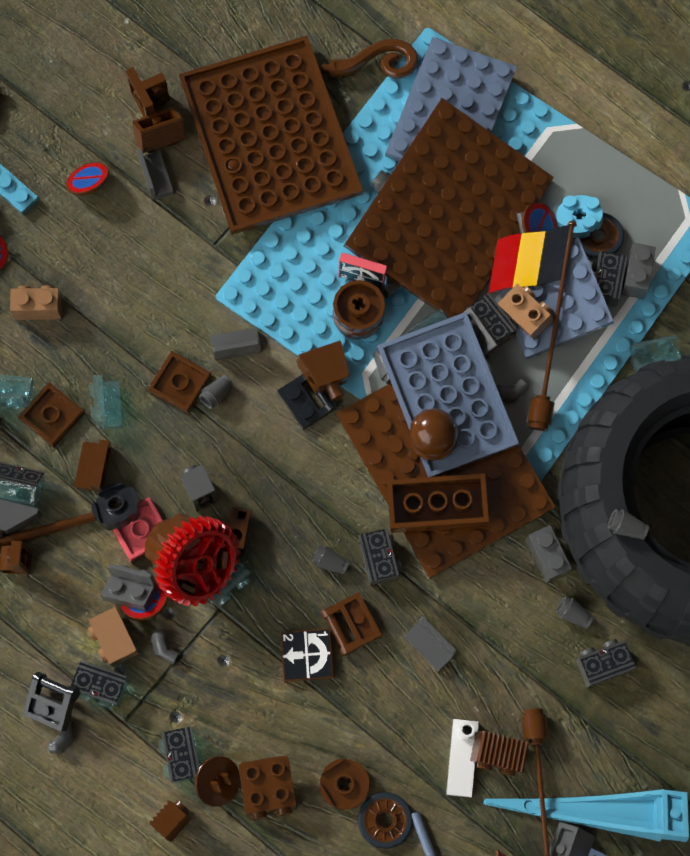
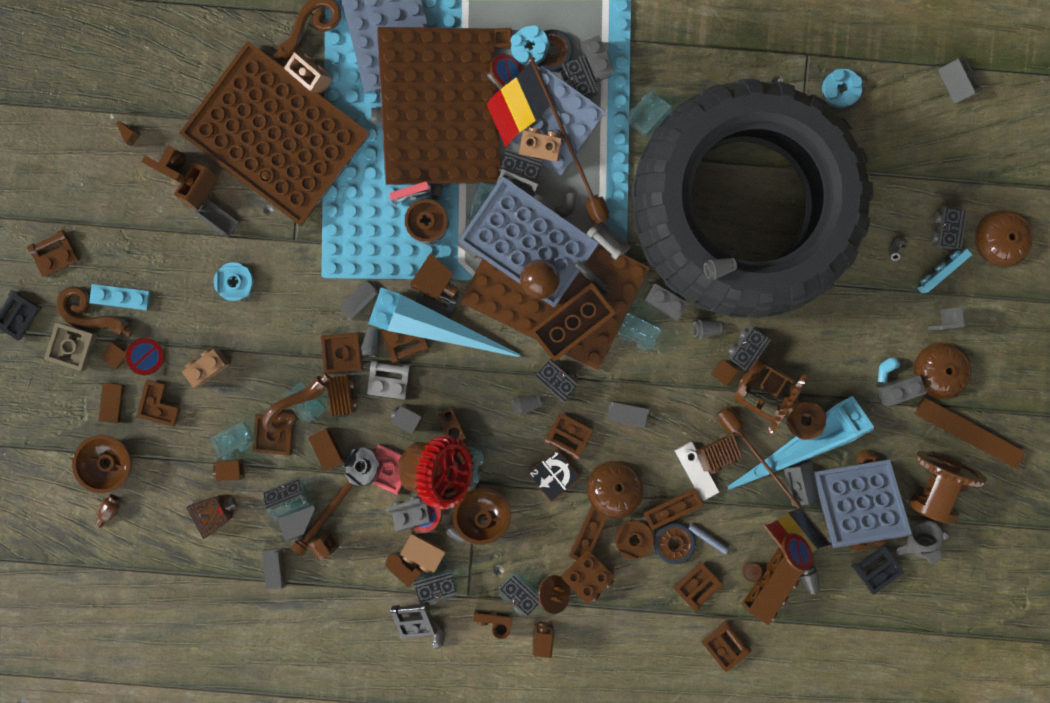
camera: 30 degrees left, 15 degrees up
(75, 634) = (403, 571): none -> reddish brown leg
(87, 178) = (173, 255): piece -> none
(121, 392) = (279, 409): none -> reddish brown plant
(124, 754) = (496, 618): none -> reddish brown plate
(126, 255) = (226, 273): none -> medium azure plate
(130, 44) = (128, 134): none -> reddish brown slope
(148, 421) = (341, 395): none -> reddish brown brick
(201, 446) = (388, 386): none -> light grey plate
(205, 632) = (481, 505): none -> reddish brown hat
(254, 406) = (395, 339): none -> reddish brown plate
(272, 389) = (405, 316): none -> medium azure plate
(303, 740) = (588, 533): none -> reddish brown plate
(343, 100) = (308, 73): none -> medium nougat brick
(351, 725) = (602, 490): none -> reddish brown hat
(409, 780) = (673, 508): none -> reddish brown plate
(489, 473) = (591, 276): none -> dark grey piece
(499, 566) = (639, 332): none -> clear light blue brick
(531, 449) = (608, 240): none -> light grey plate
(556, 192) = (502, 38): none -> reddish brown tile
(562, 673) = (724, 372): none -> reddish brown tile
(608, 713) = (772, 384): none -> reddish brown piece
(618, 798) = (817, 423): none -> reddish brown plate

